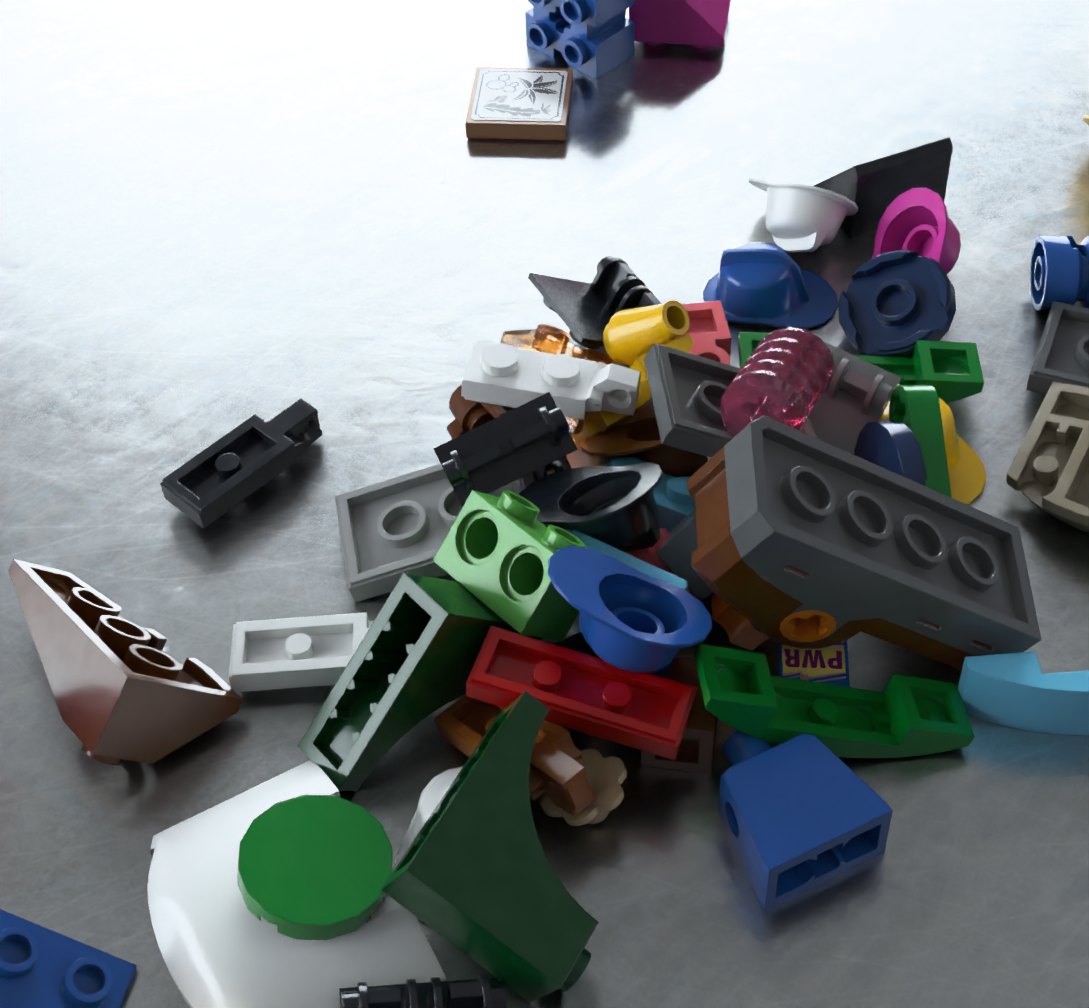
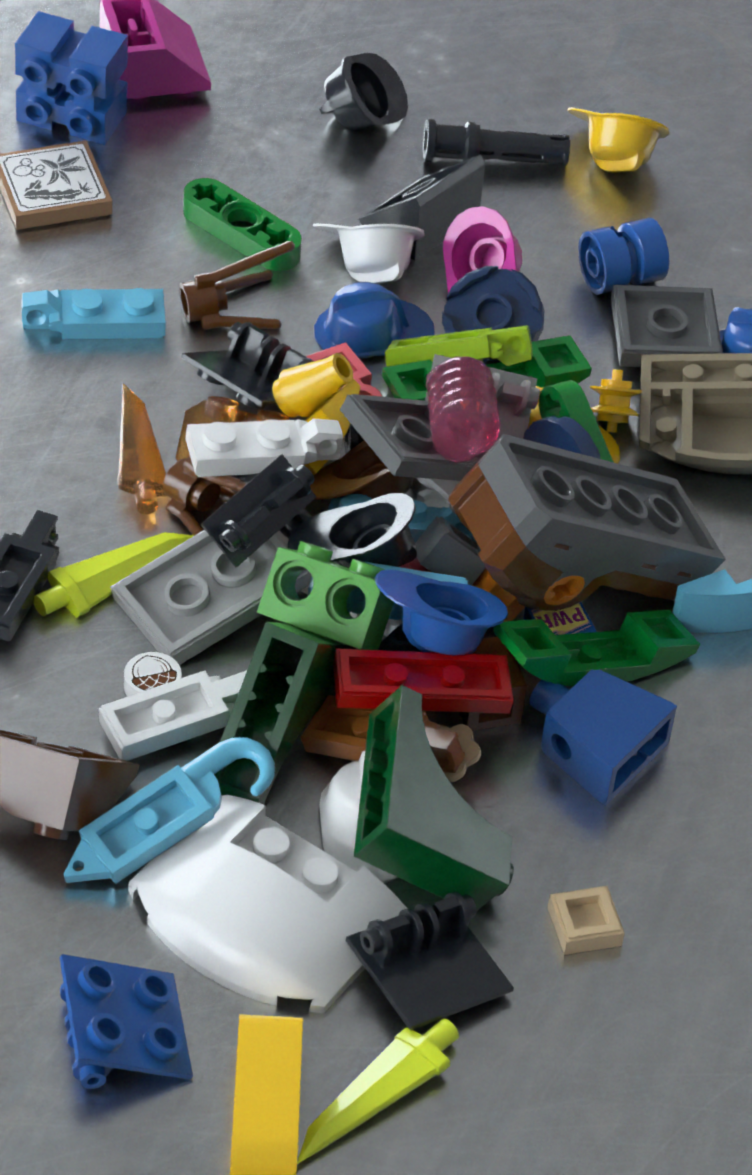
camera: 30 degrees left, 0 degrees up
(222, 765) = (162, 813): none -> medium azure plate
(313, 486) = (89, 581): none -> neon yellow bar
(314, 866) = (291, 856): green tile -> none
(319, 597) = (149, 671): none -> white tile
(446, 369) = (140, 460): none -> clear orange bar
(491, 224) = (96, 313): none -> medium azure hinge
(602, 229) = (207, 294): none -> reddish brown plant
(685, 187) = (215, 206): none -> green beam
(850, 332) = (506, 344): none -> lime hinge
(872, 69) = (365, 93): none -> black piece
(988, 141) = (471, 141): none -> black pin
(997, 424) = (614, 400): none -> yellow wheel

